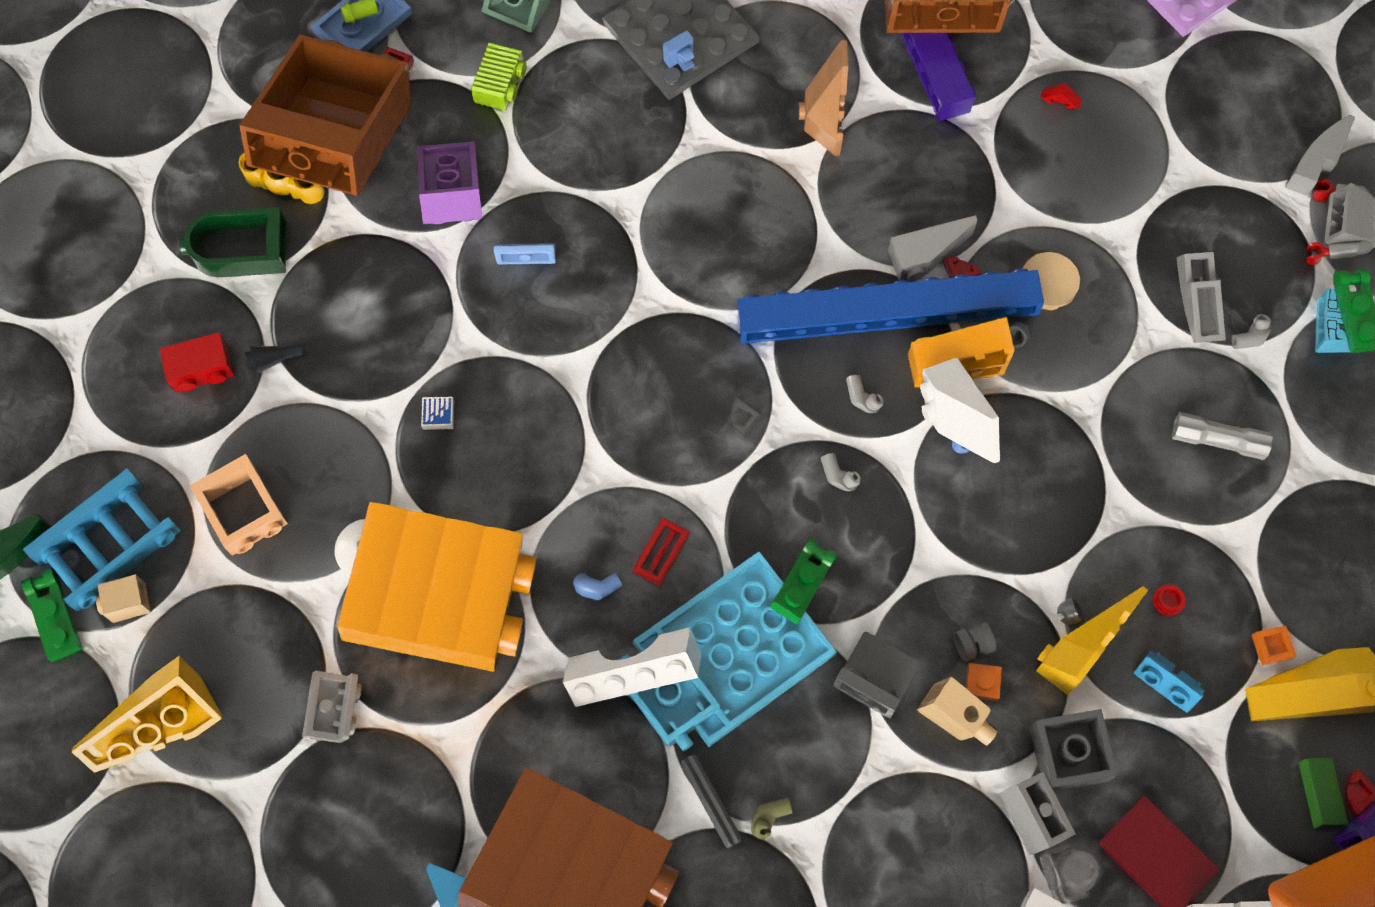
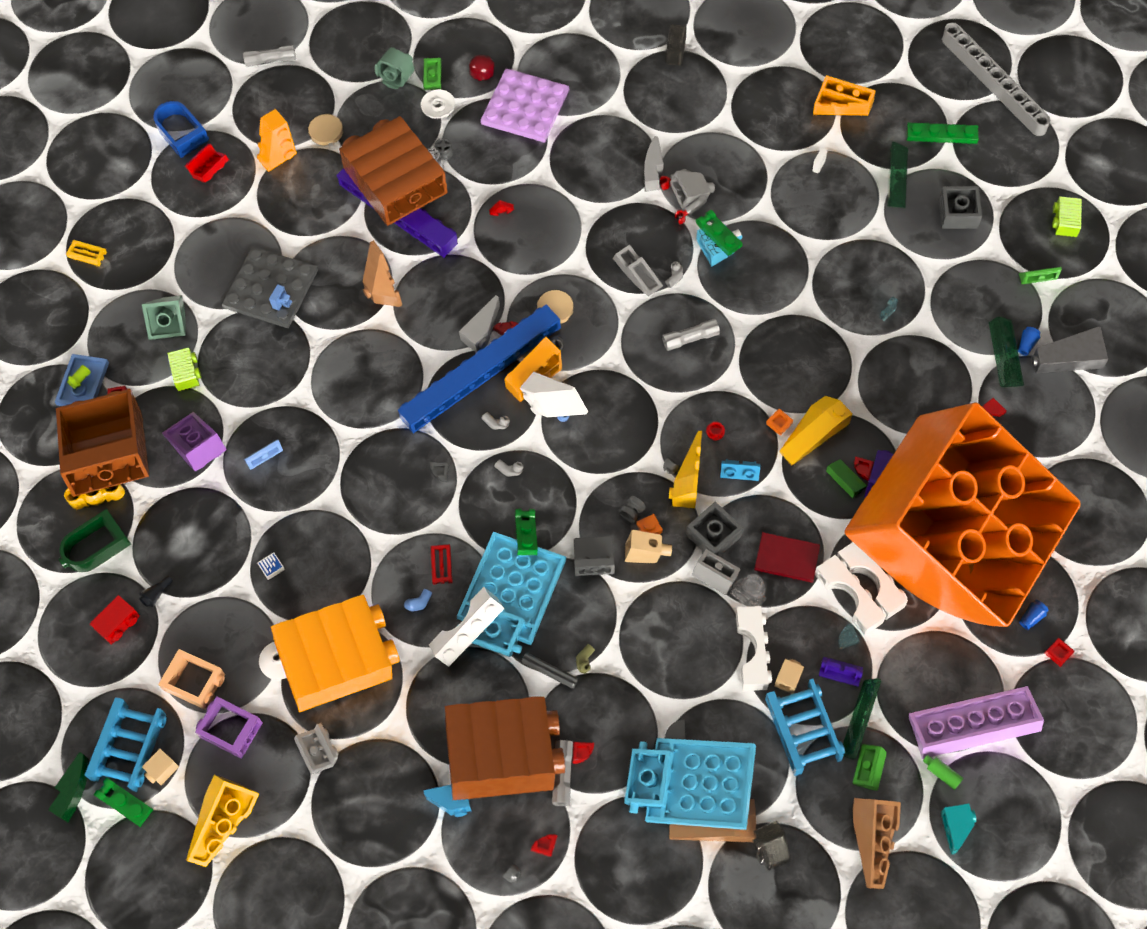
camera: 30 degrees left, 5 degrees down
(255, 627) = (244, 738): none -> medium lavender window

